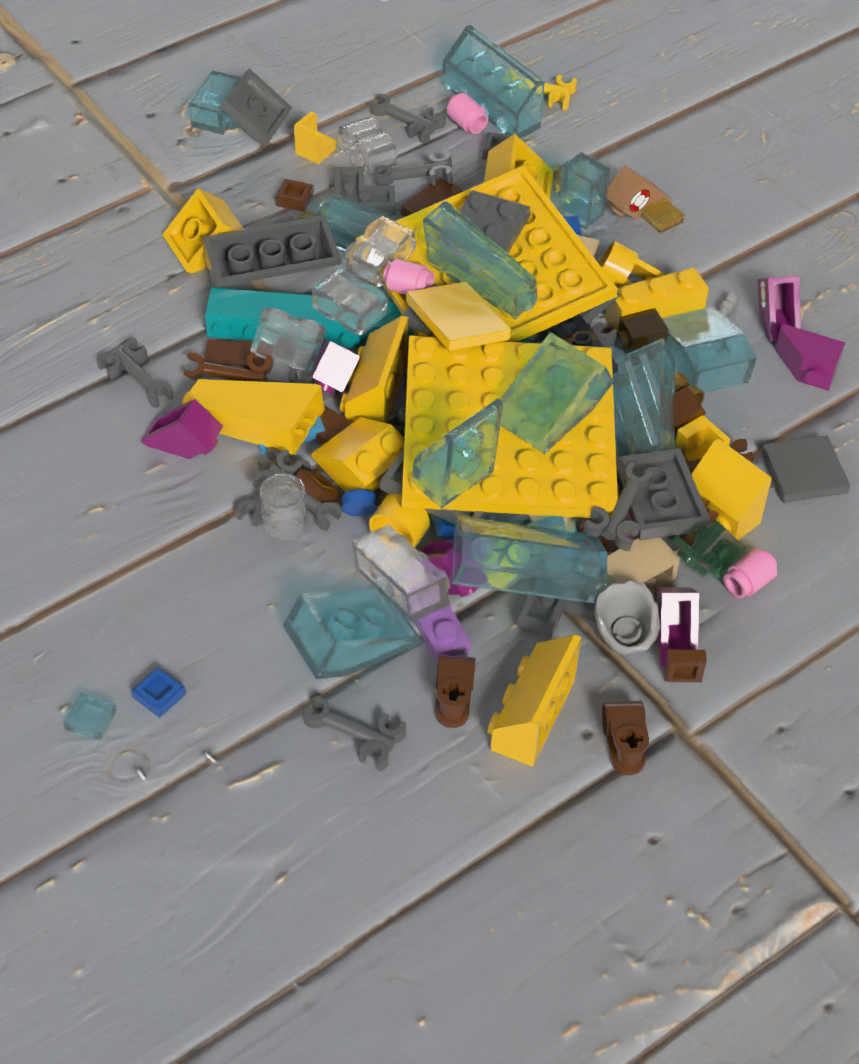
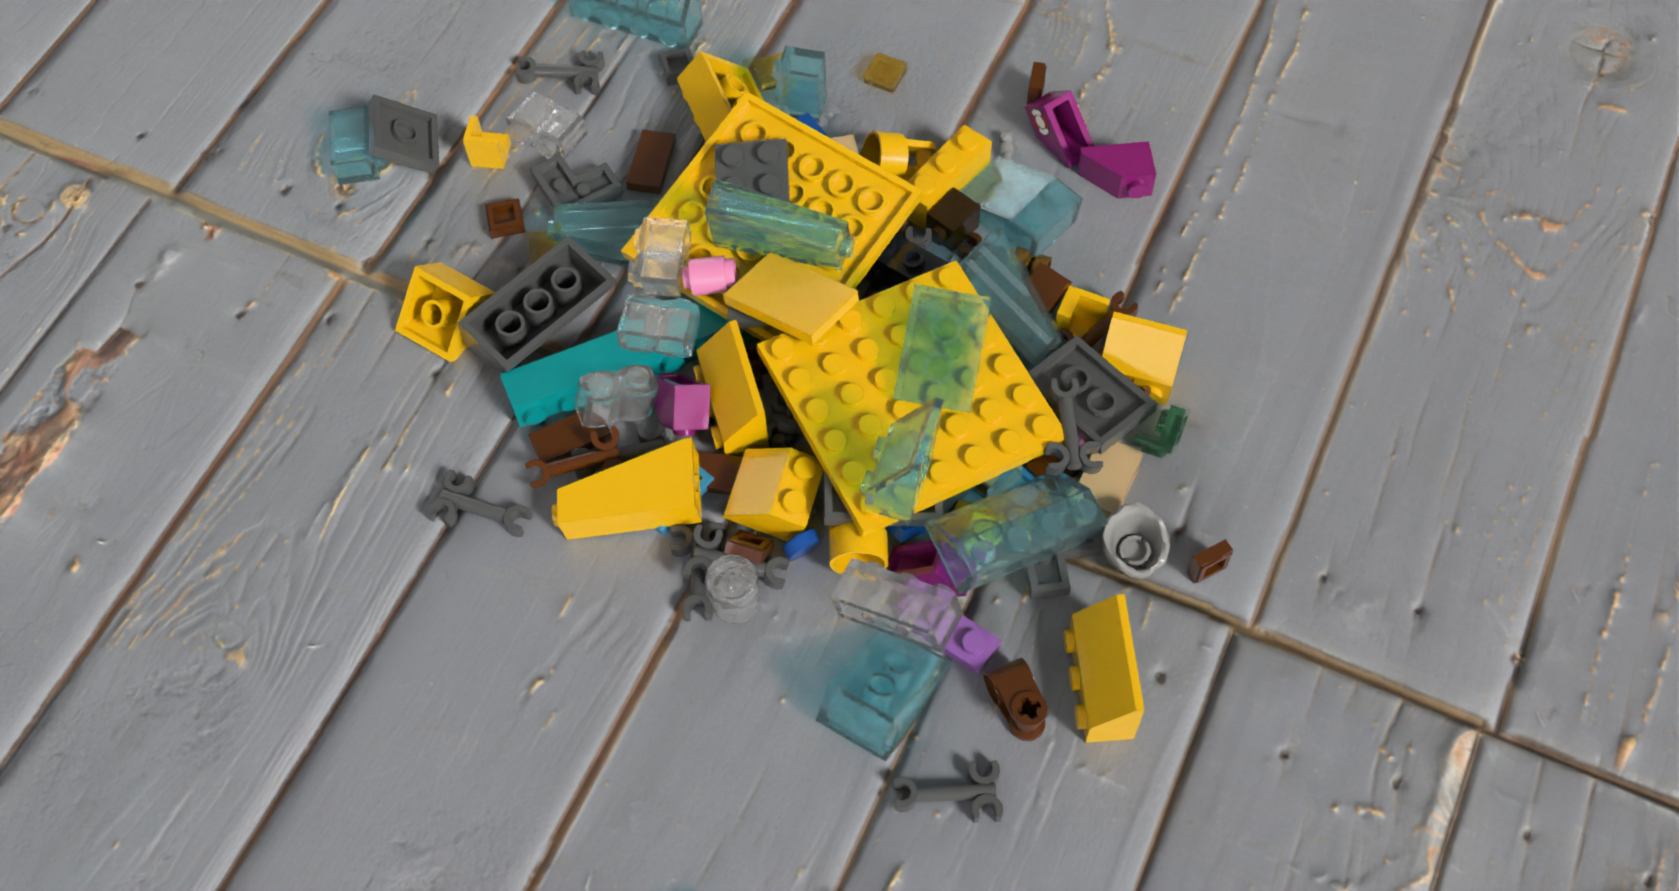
camera: 25 degrees left, 10 degrees up
(158, 692) = (736, 857): blue tile -> none
(184, 431) = (573, 553): magenta slope -> none
(436, 170) = (634, 121): dark grey bar -> none
(467, 113) = (623, 41): bright pink brick -> none
(626, 735) = (1201, 661): reddish brown piece -> none
(632, 192) = (847, 63): medium nougat slope -> none
(678, 619) = (1182, 518): slope -> none
(750, 573) = (1207, 432): bright pink brick -> none
(782, 265) = (1036, 82): none -> reddish brown tile
(805, 468) = (1184, 291): dark grey tile -> none

